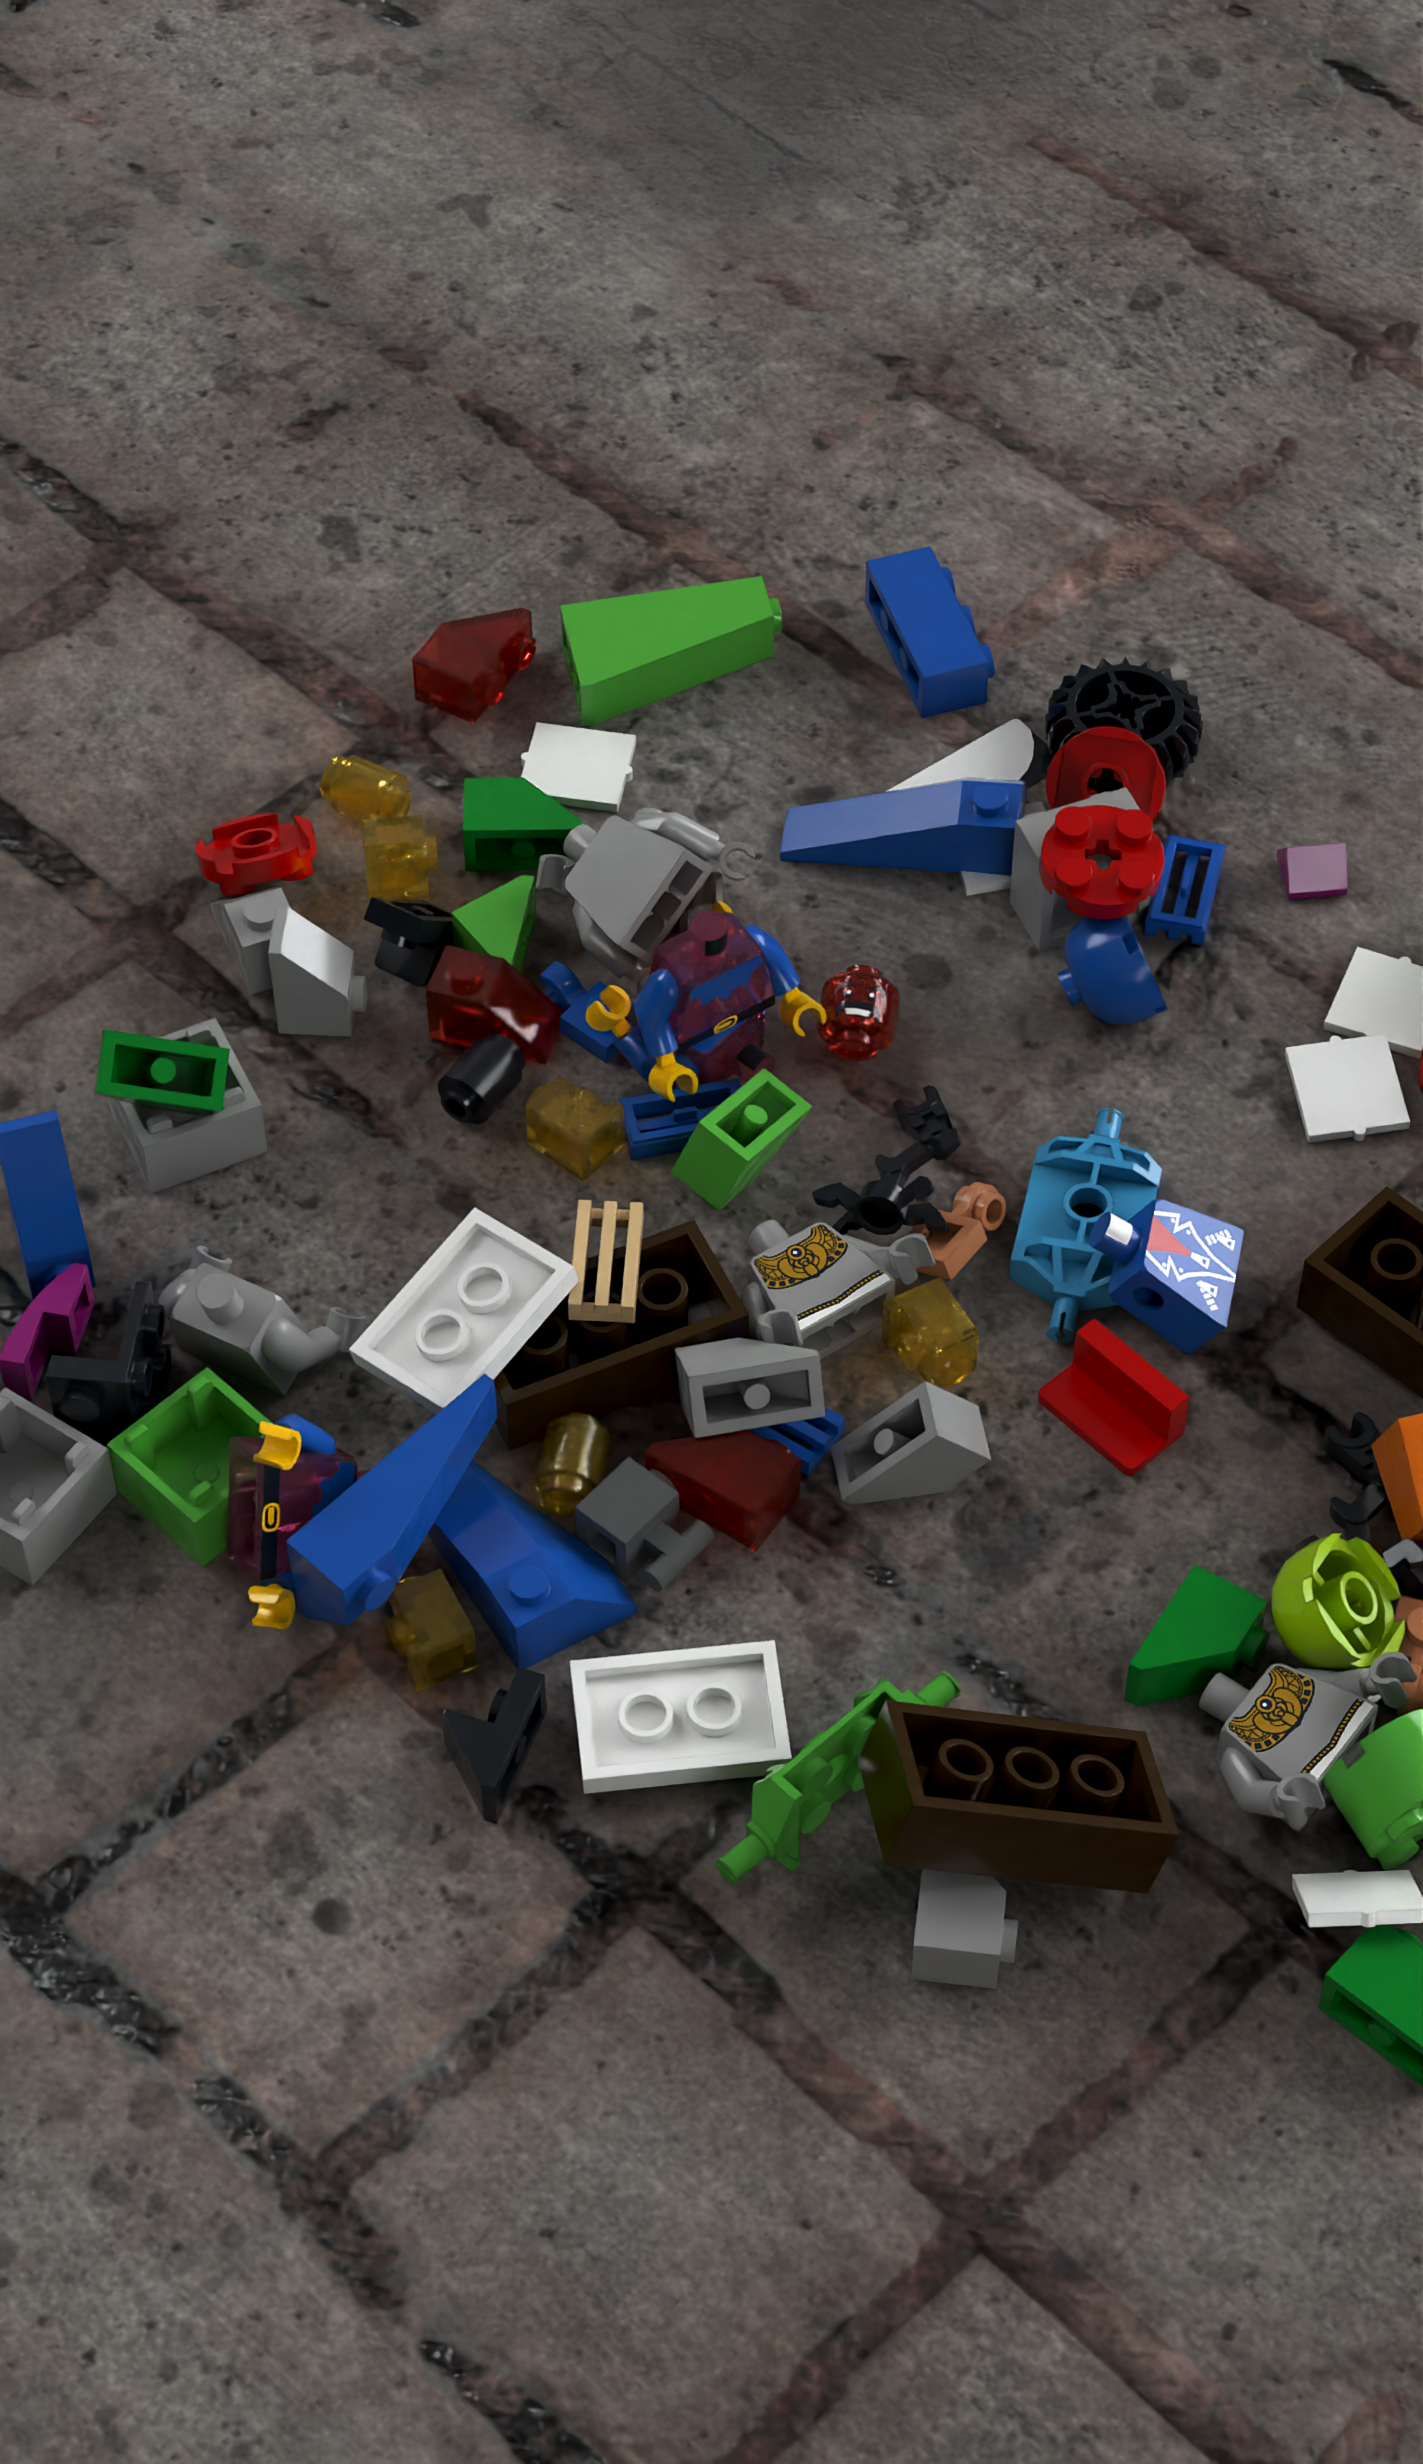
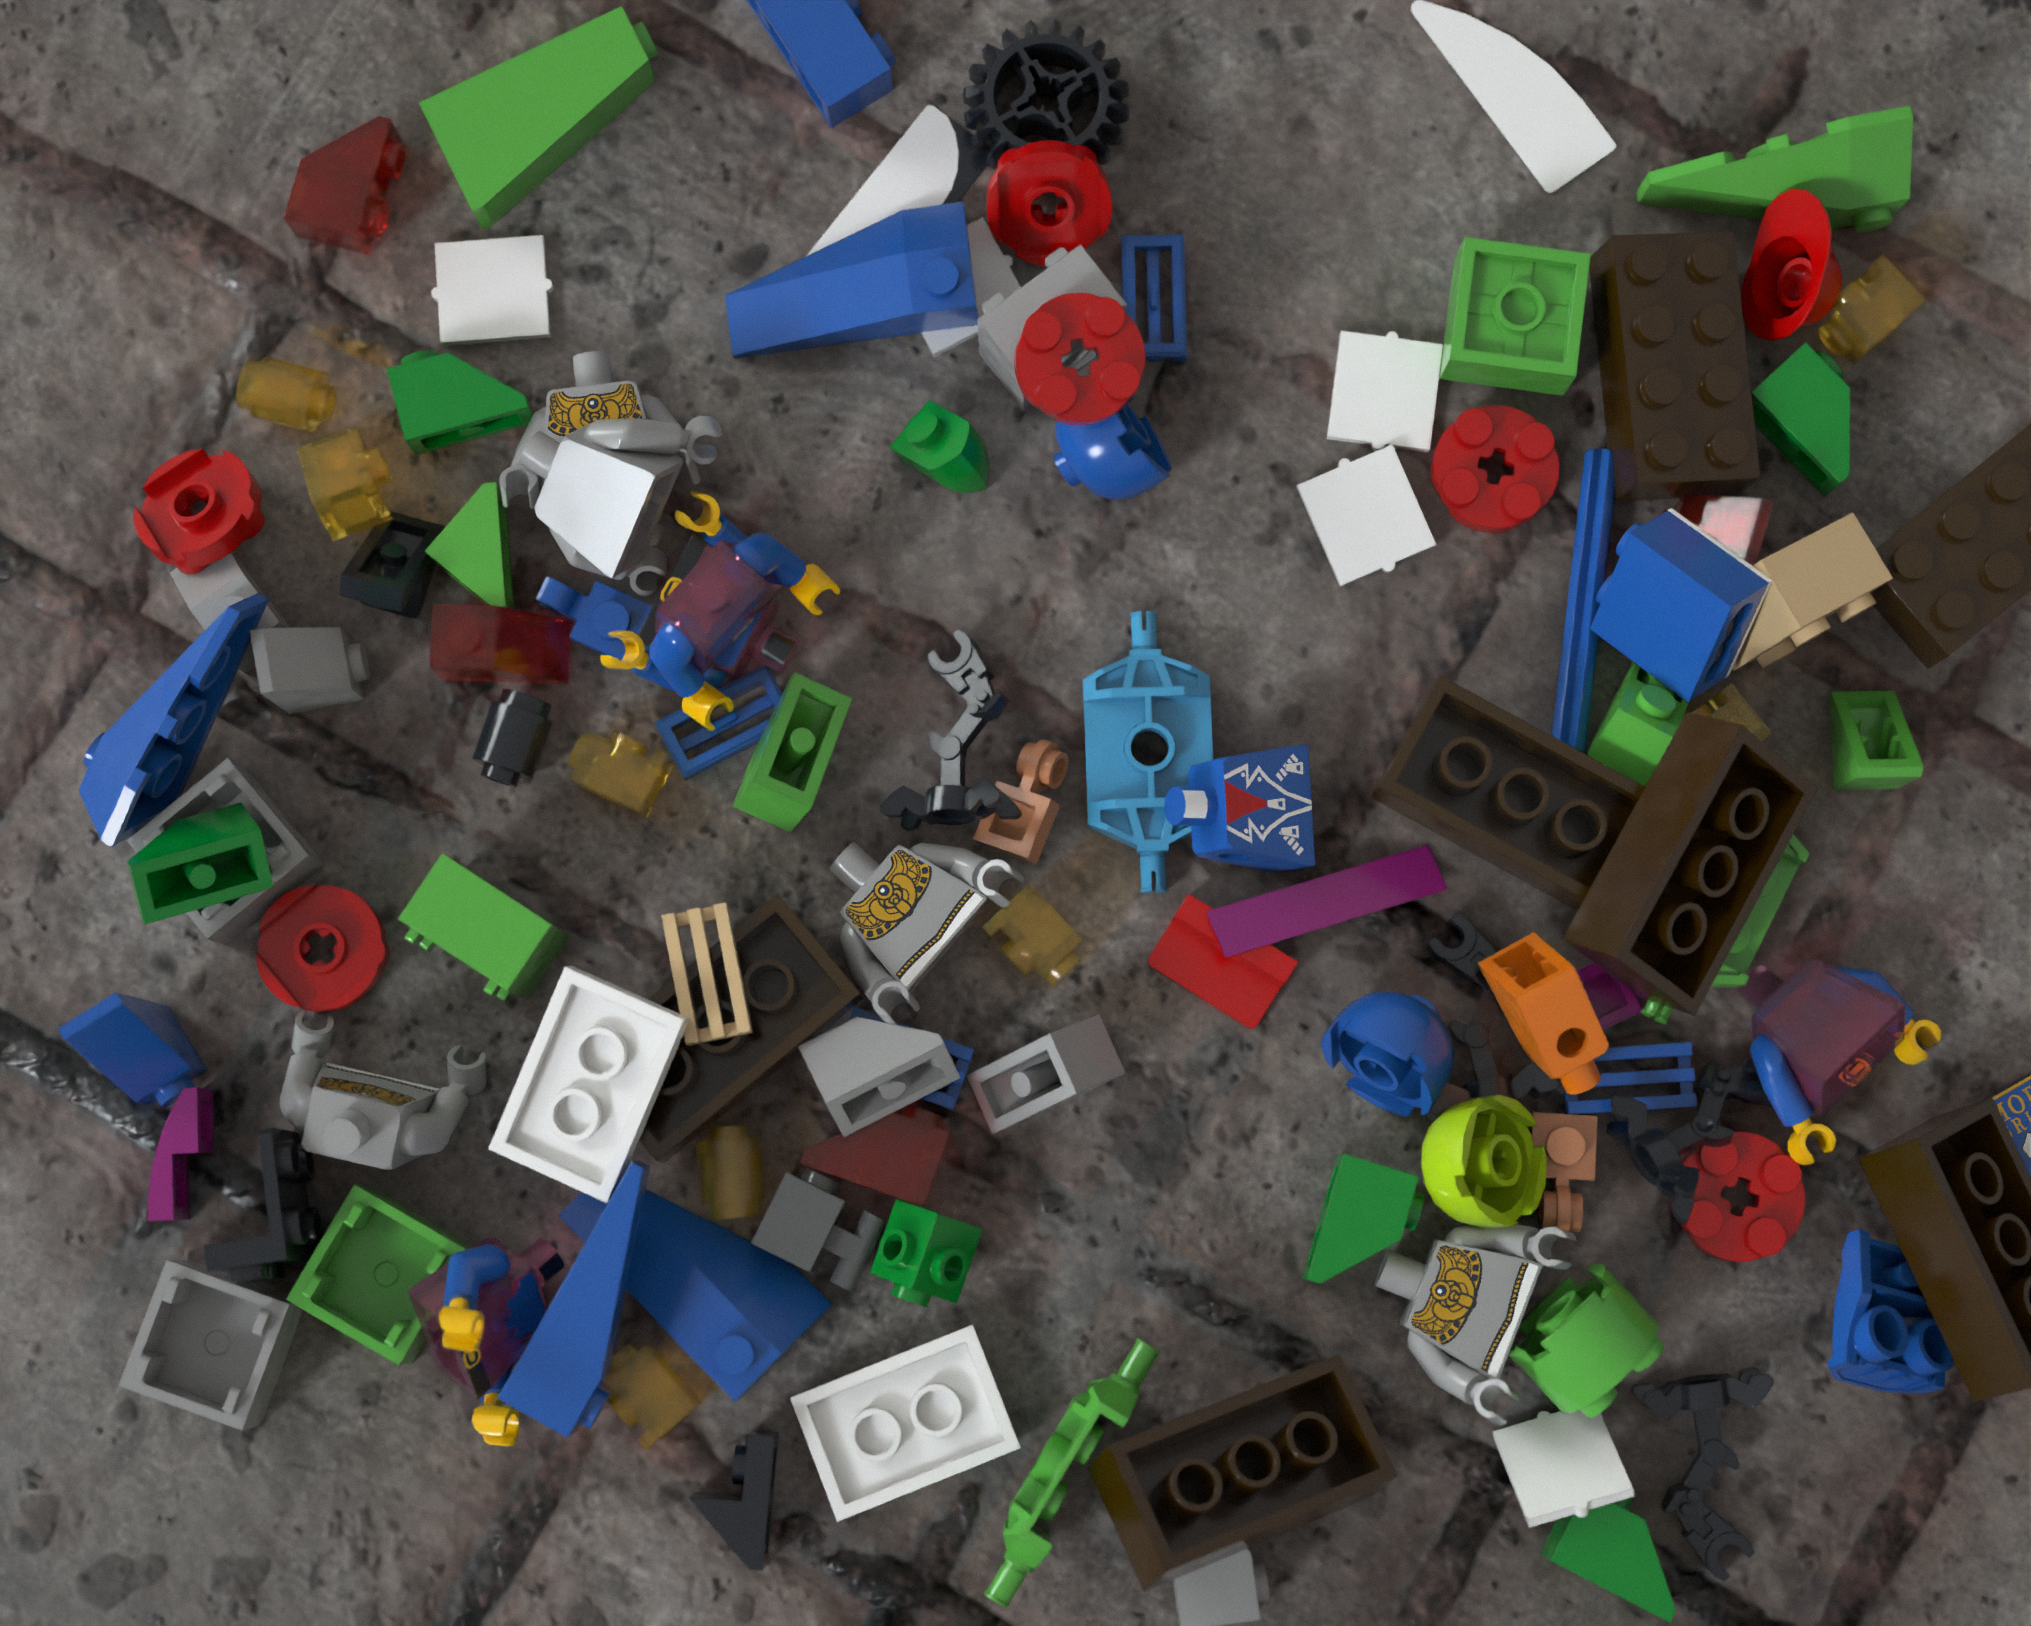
camera: 15 degrees left, 30 degrees up
(188, 967) = (156, 743): none -> blue wedge
(248, 1233) = (284, 946): none -> red plate
(398, 1191) = (482, 929): none -> bright green container
(746, 1564) = (925, 1254): none -> green brick
(859, 1013) = (867, 557): clear red head -> none
(960, 949) = (944, 449): none -> green plate
(1231, 1365) = (1326, 901): none -> magenta sticker
(1262, 1498) = (1393, 1049): none -> blue cylinder
(1314, 870) = (1277, 239): slope -> none

